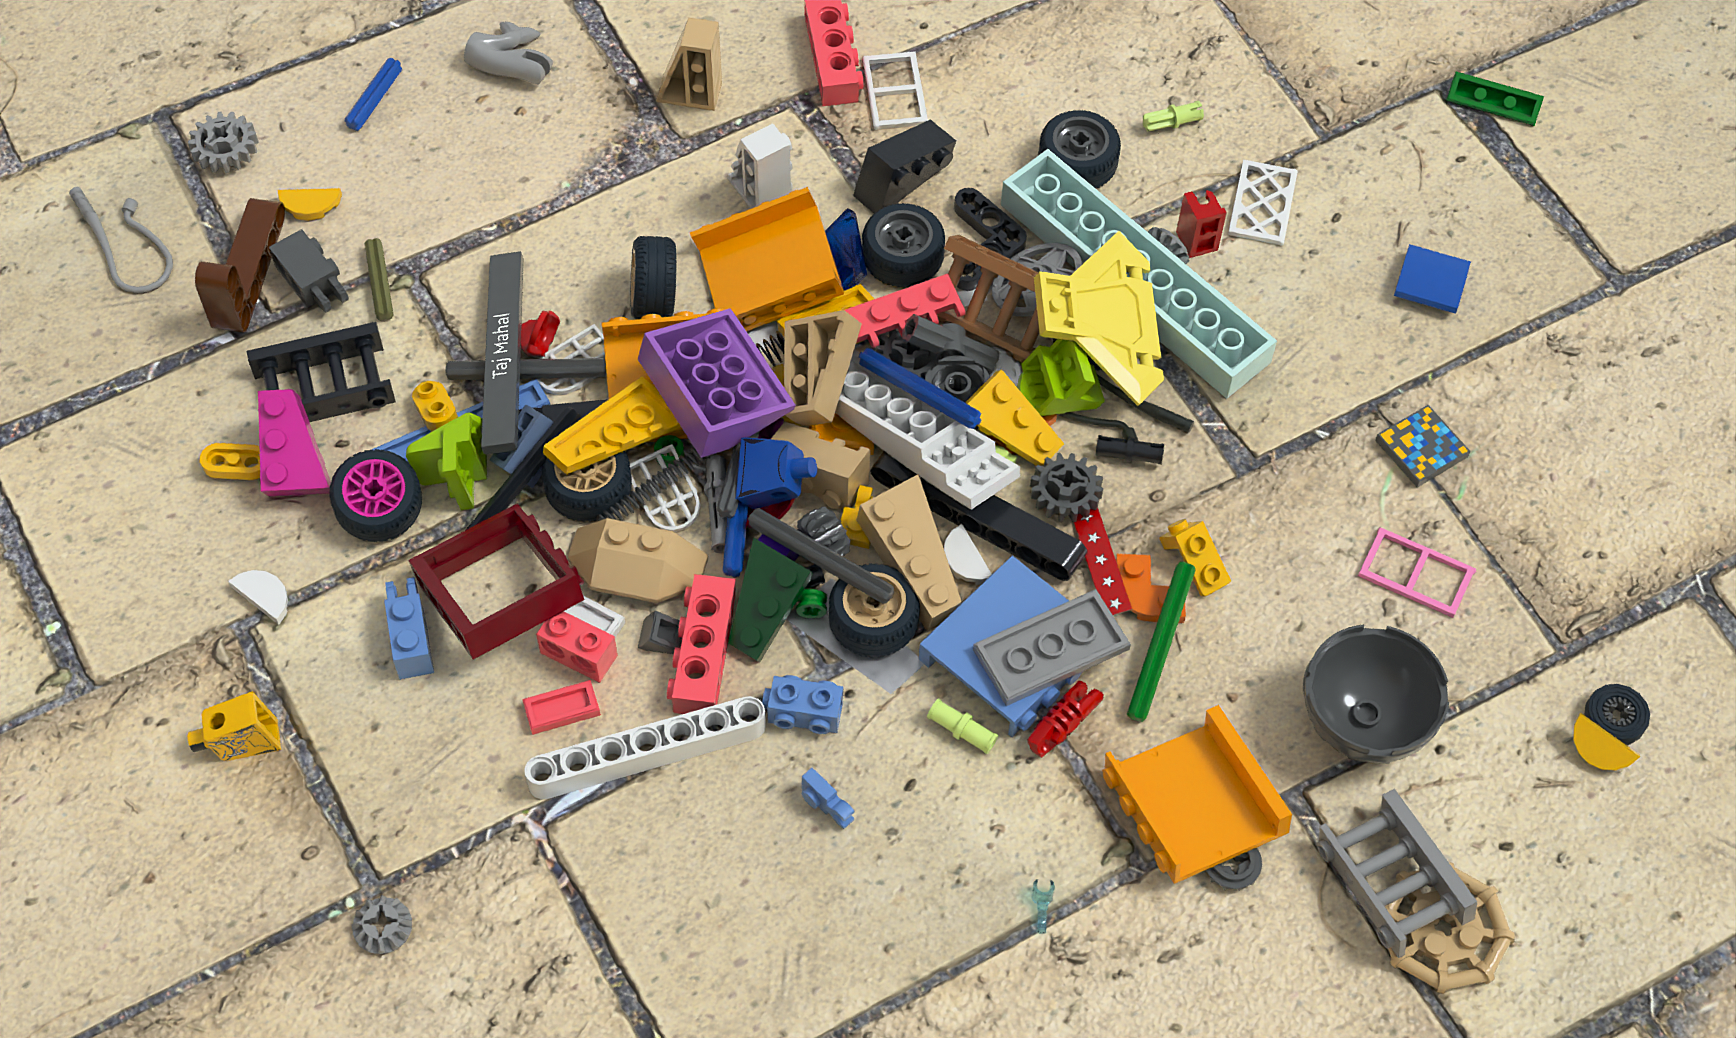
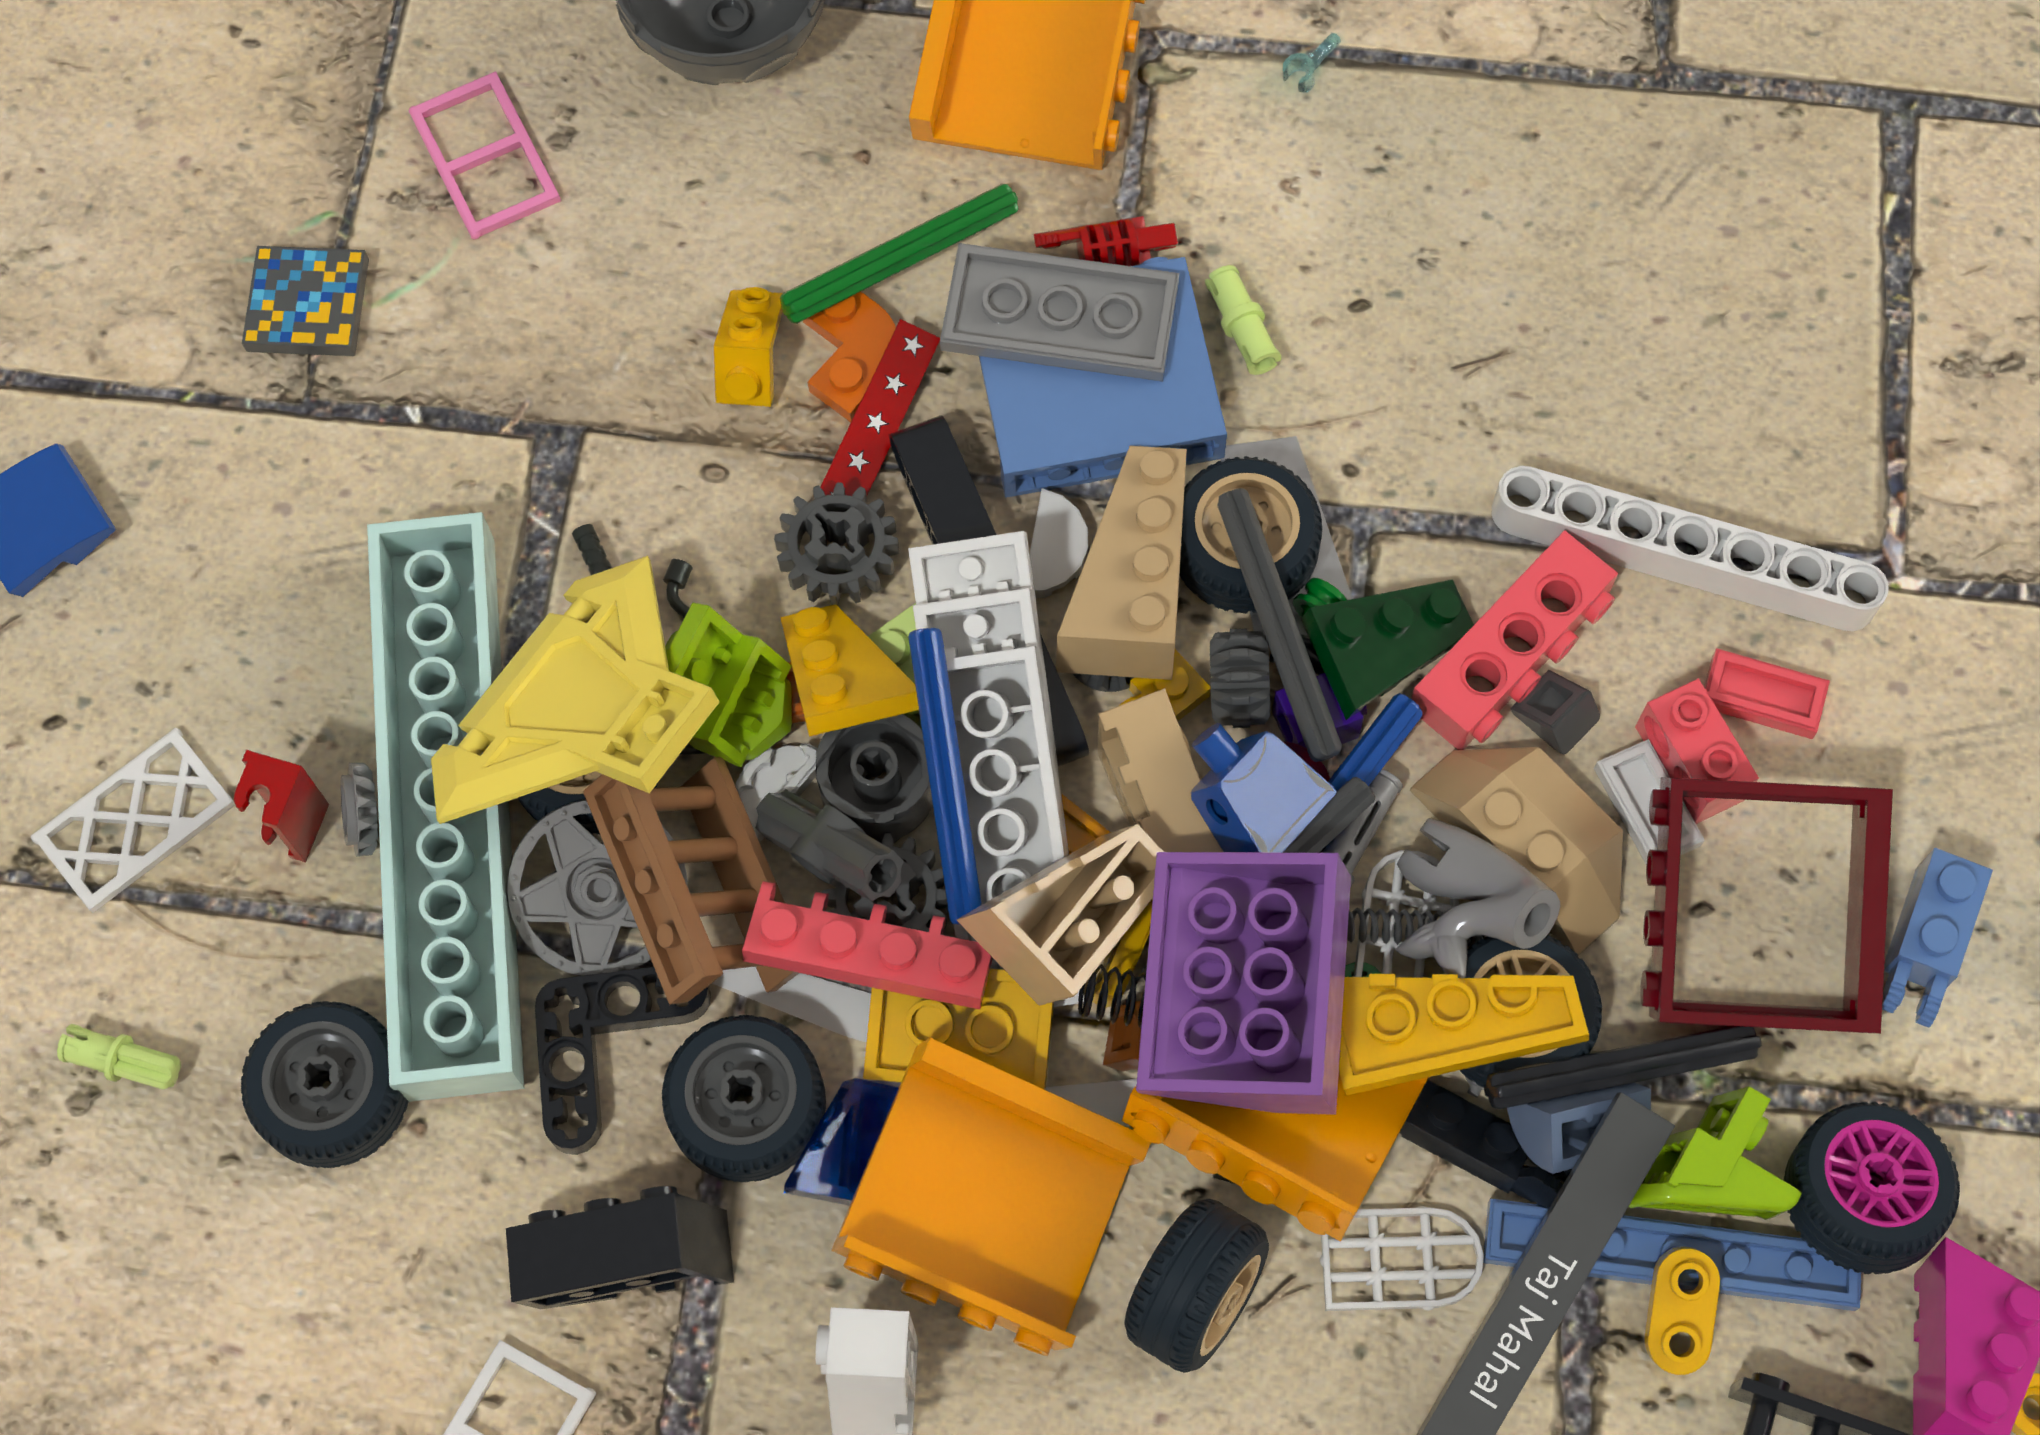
camera: 140 degrees left, 10 degrees up
(532, 369) = (1486, 1277): dark grey axle -> none
(539, 334) = (1440, 1338): red piece -> none
(655, 510) = (1505, 895): none -> light grey piece
(804, 704) = (1432, 473): medium blue brick -> none
(821, 794) = (1494, 345): medium blue plate -> none
(1130, 449) = (699, 546): black pin -> none

